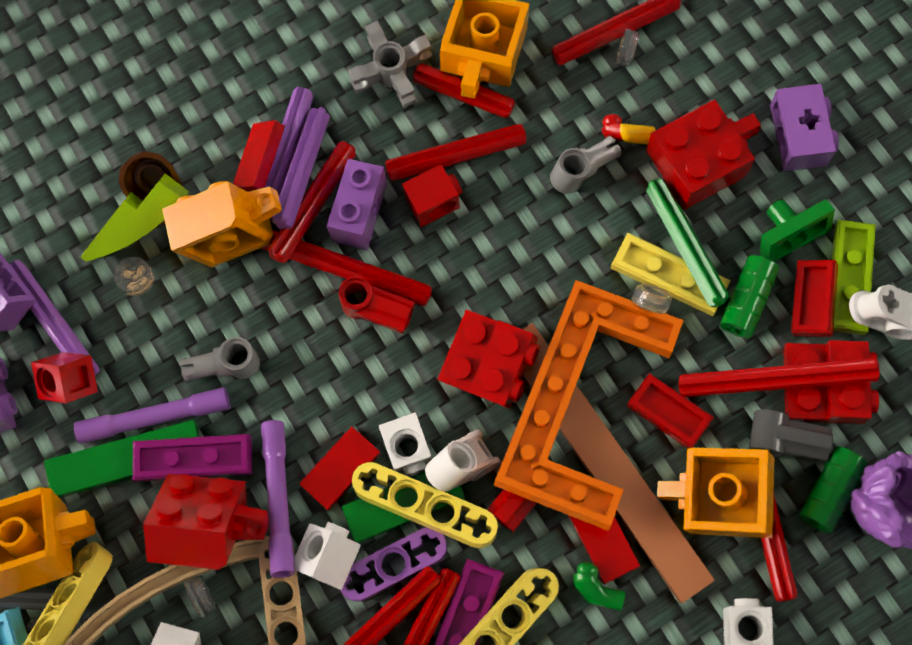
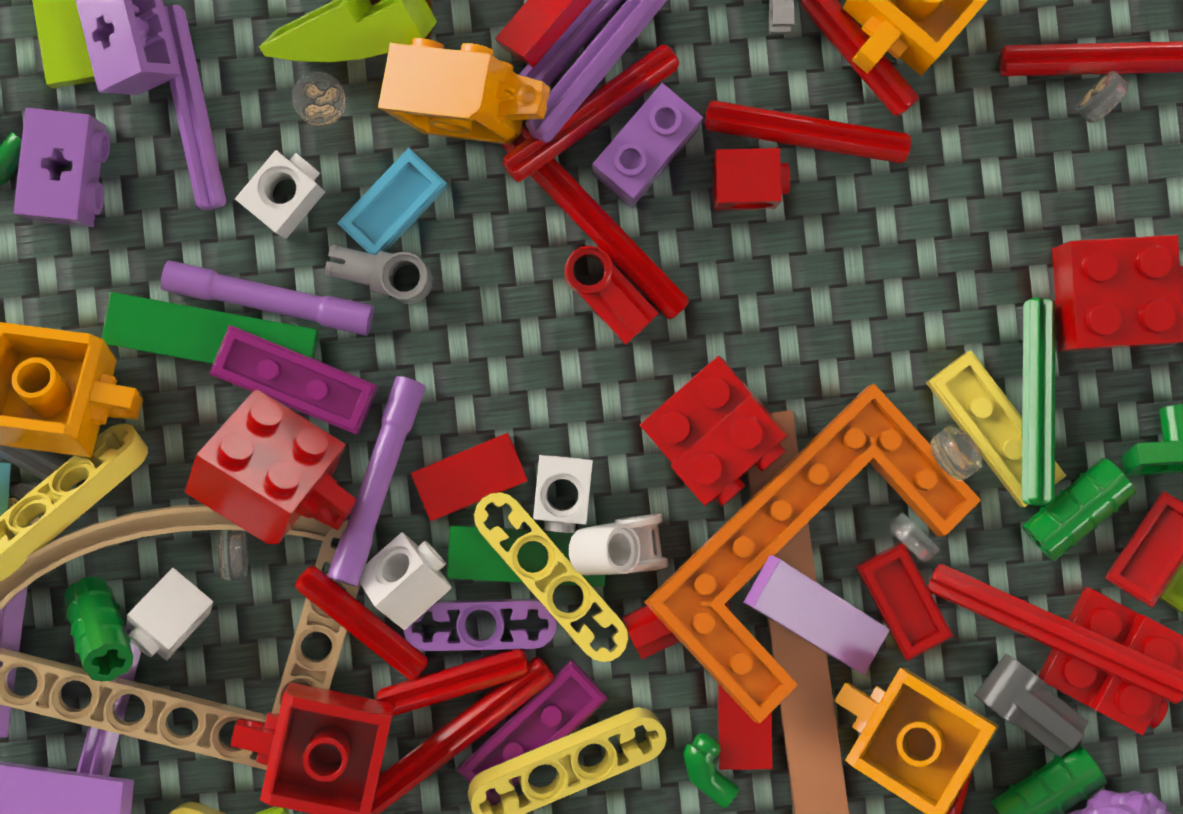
camera: 20 degrees right, 15 degrees up
(64, 377) = (176, 201): red brick -> none
(143, 355) = (258, 193): none -> white brick
(210, 317) = (393, 203): none -> medium azure tile
(309, 599) = (361, 622): none -> red axle
(583, 163) = (963, 231): light grey pin -> none
(614, 442) = (816, 615): none -> tile
(625, 132) = (1040, 216): arm -> none
(653, 364) = (914, 538): none -> clear tile

